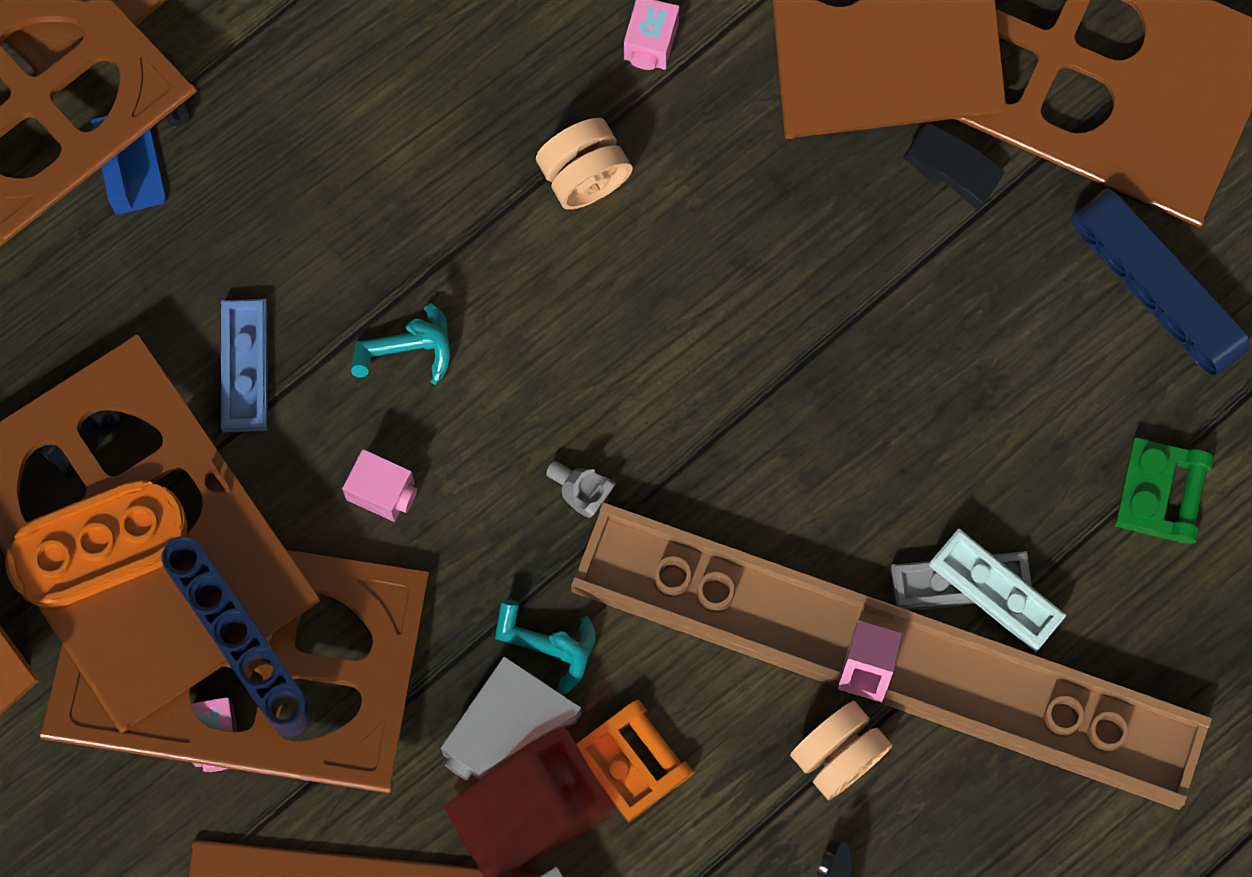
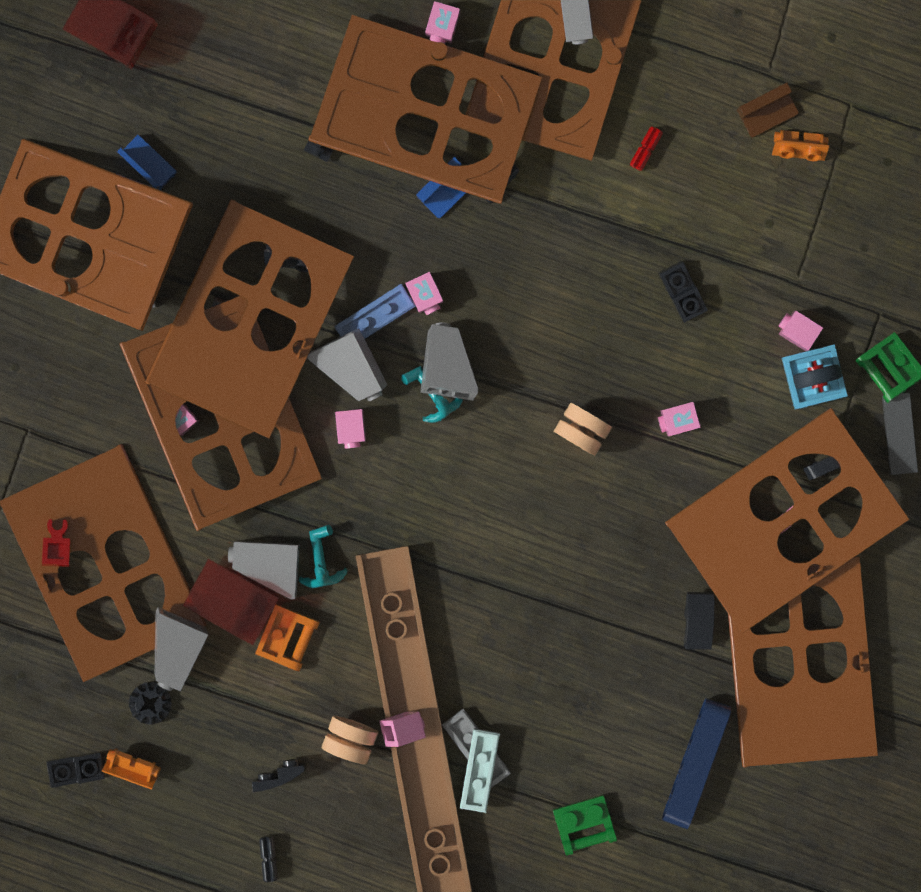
camera: 60 degrees right, 15 degrees up
(94, 543) = (231, 309): orange tile -> none
(227, 616) = (223, 426): dark blue beam -> none
(255, 273) = (425, 294): none -> bright pink brick
(290, 431) = (350, 365): none -> light grey slope
(376, 295) = (447, 365): none -> light grey slope
(581, 487) = (411, 529): light grey piece -> none

